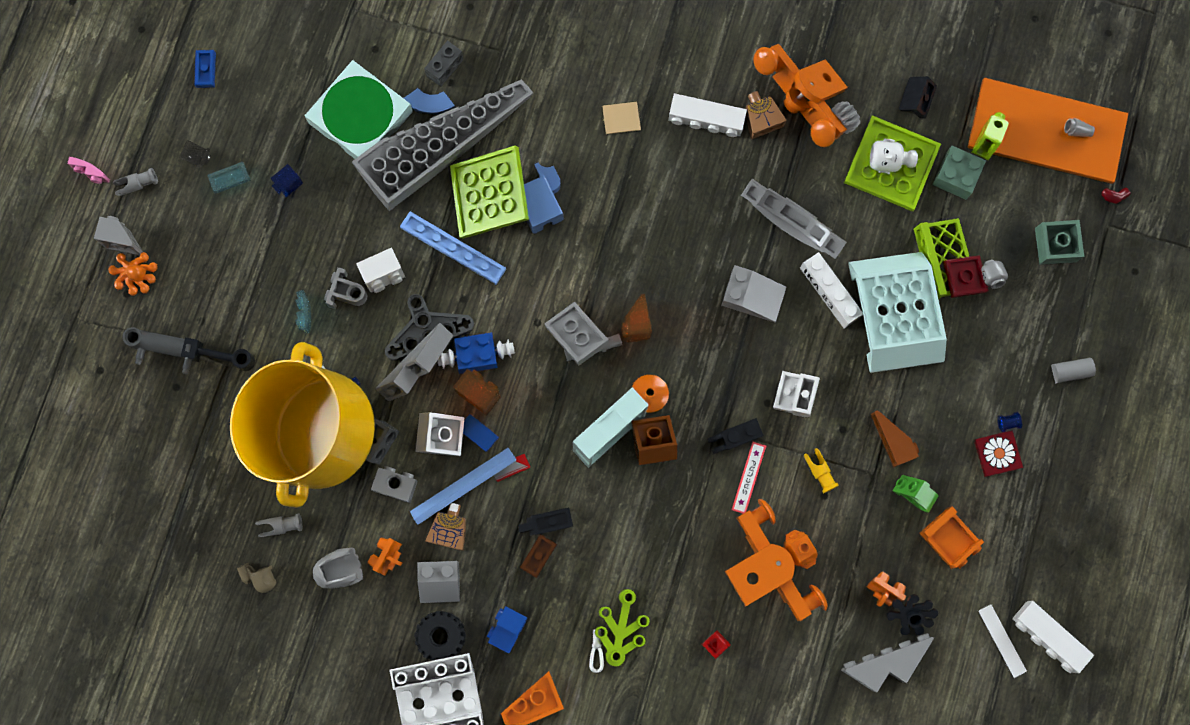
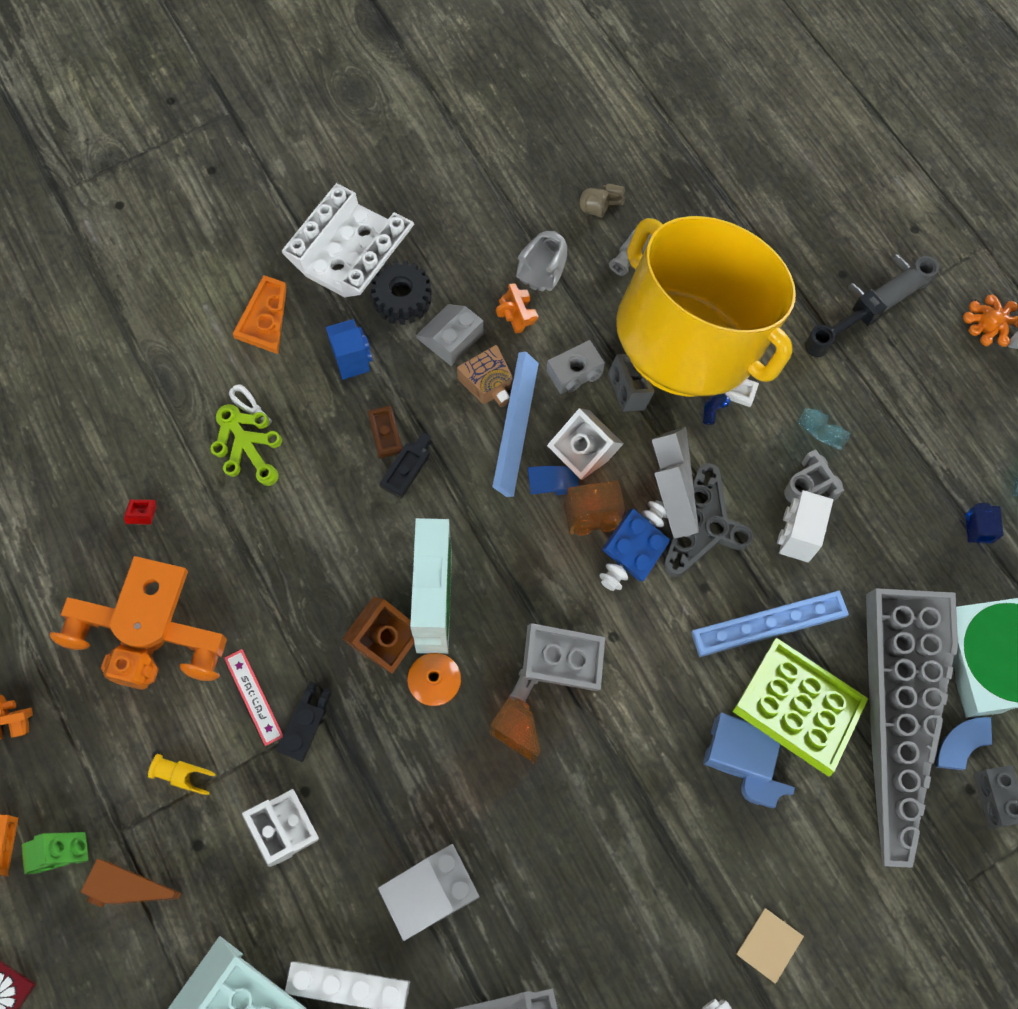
camera: 135 degrees right, 10 degrees down
(519, 465) = (487, 494): sticker -> none

